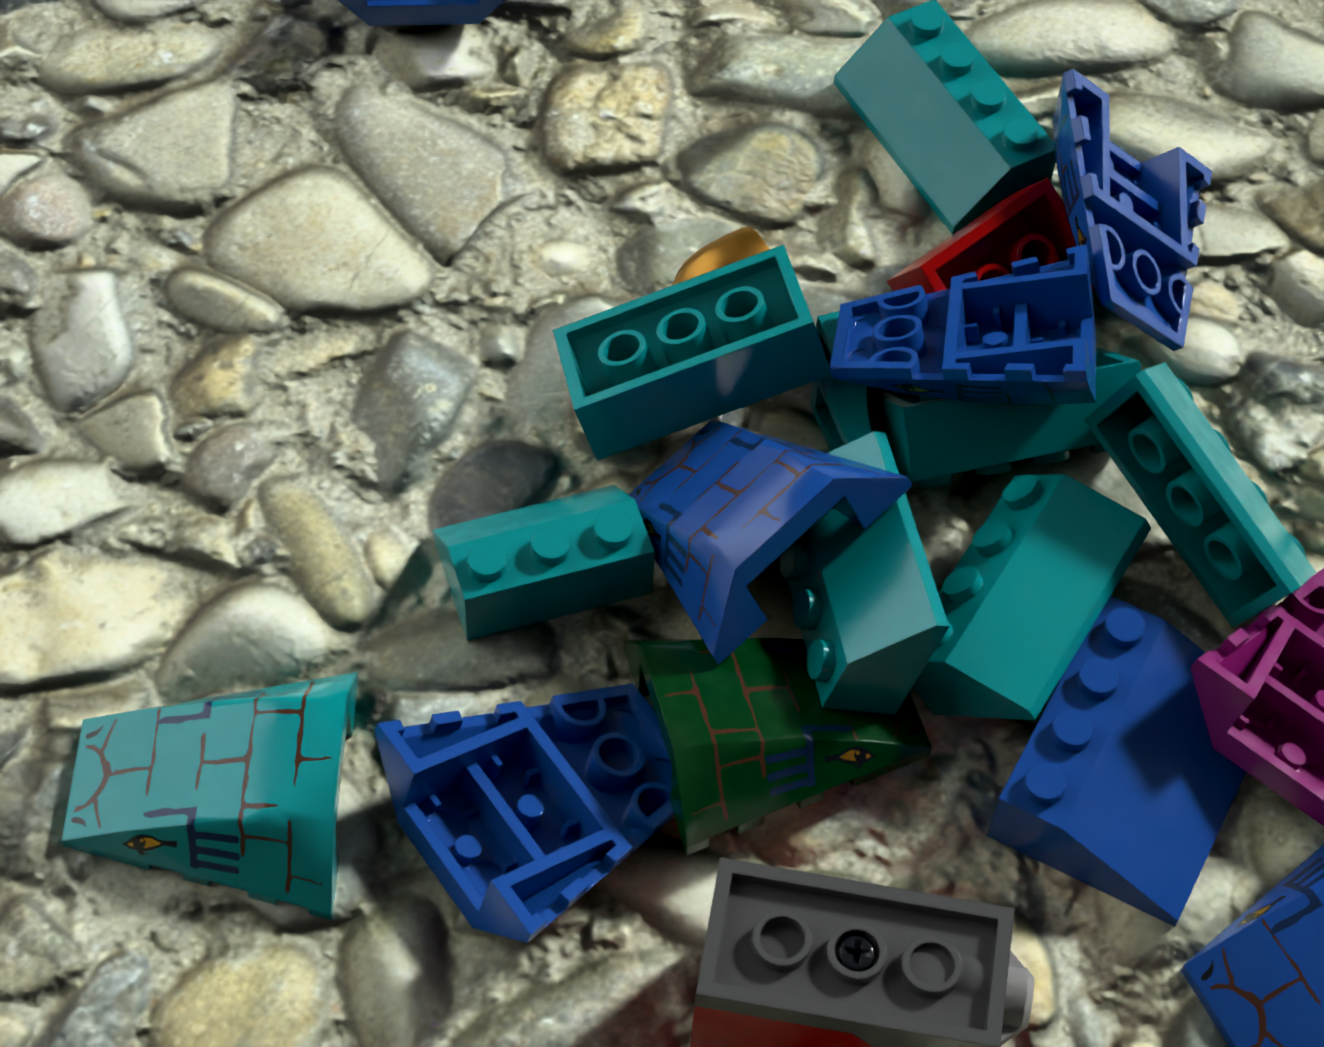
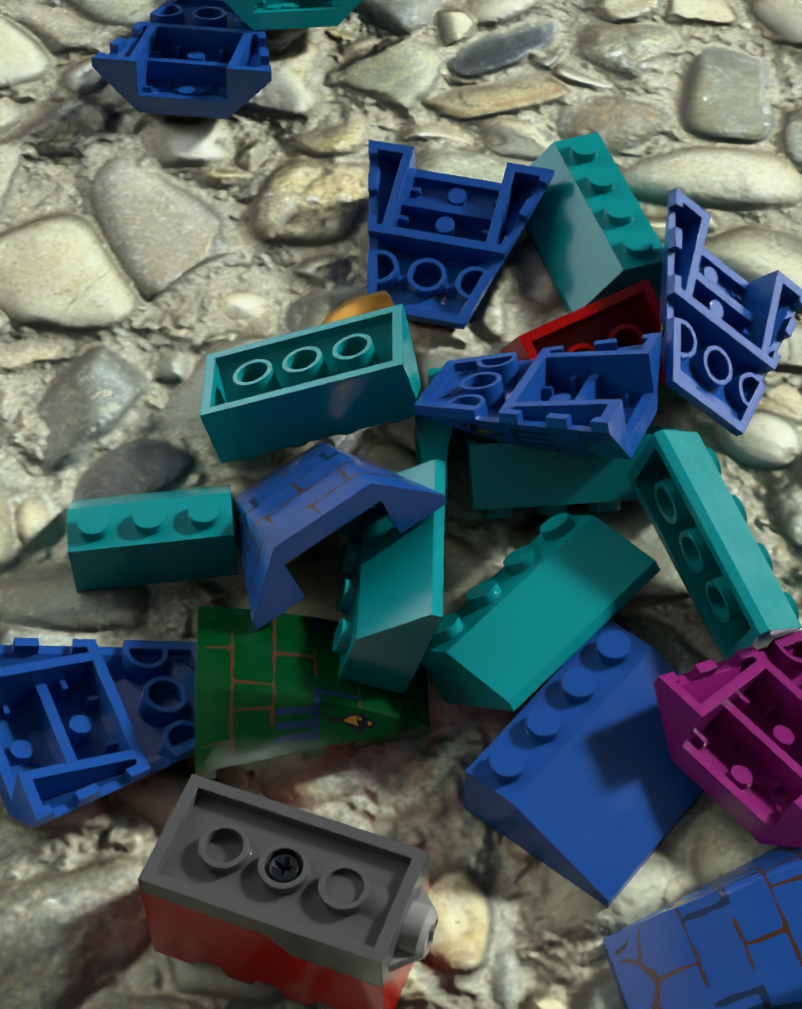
camera: 15 degrees right, 5 degrees down
(781, 142) = (442, 234): none -> blue wedge

